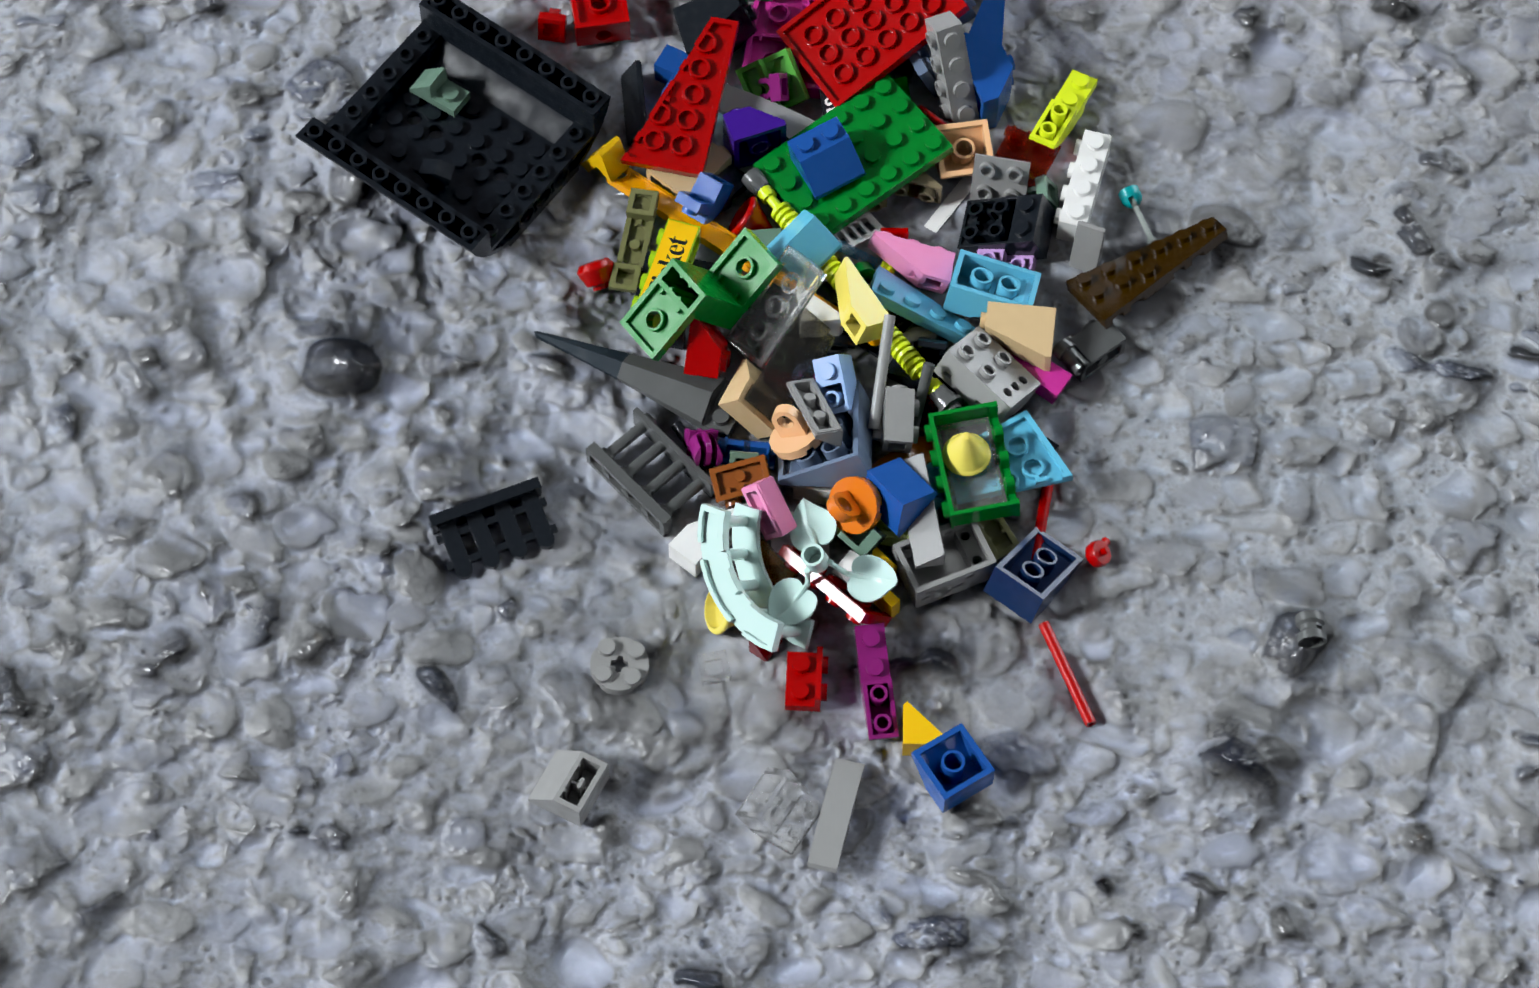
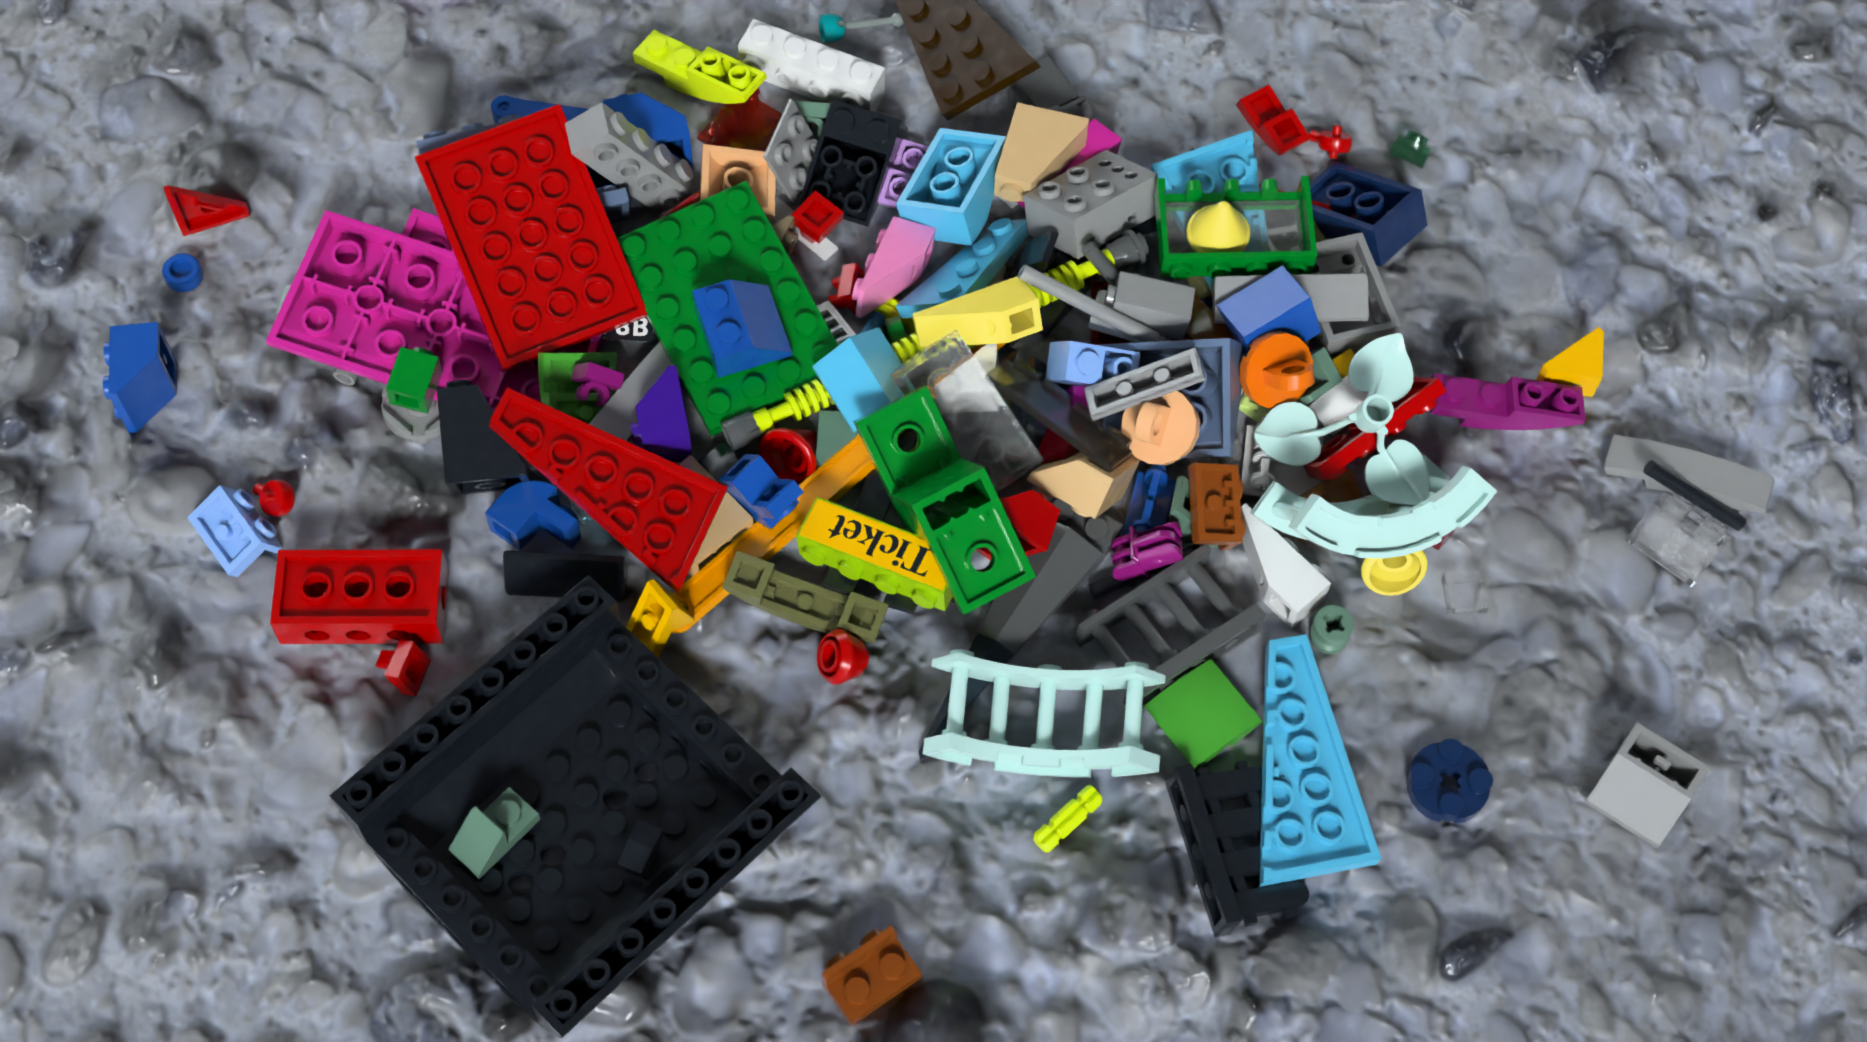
camera: 85 degrees left, 0 degrees up
(376, 321) = (869, 974): none -> dark orange bracket
(500, 425) = (1067, 818): none -> neon yellow axle
(537, 426) = (1043, 757): none -> light aqua fence
(541, 568) = (1309, 793): none -> medium azure wing
(560, 677) = (1447, 804): none -> dark blue plate
(589, 500) = (1203, 714): none -> bright green slope
(630, 677) = (1465, 686): light grey plate -> none
(668, 583) = (1335, 638): none -> sand green wheel
(776, 516) = (1256, 471): bright pink slope -> none
(804, 680) = (1507, 474): red bracket -> none
(813, 814) = (1694, 495): none -> black bar
(948, 207) = (817, 217): none -> red tile
(953, 767) = (1640, 327): blue slope -> none
(1067, 674) = (1494, 202): red piece -> none
(1087, 246) = (907, 76): light grey slope -> none
(1107, 612) = (1412, 148): none -> clear green plate
(1112, 511) = (1271, 122): none -> red slope

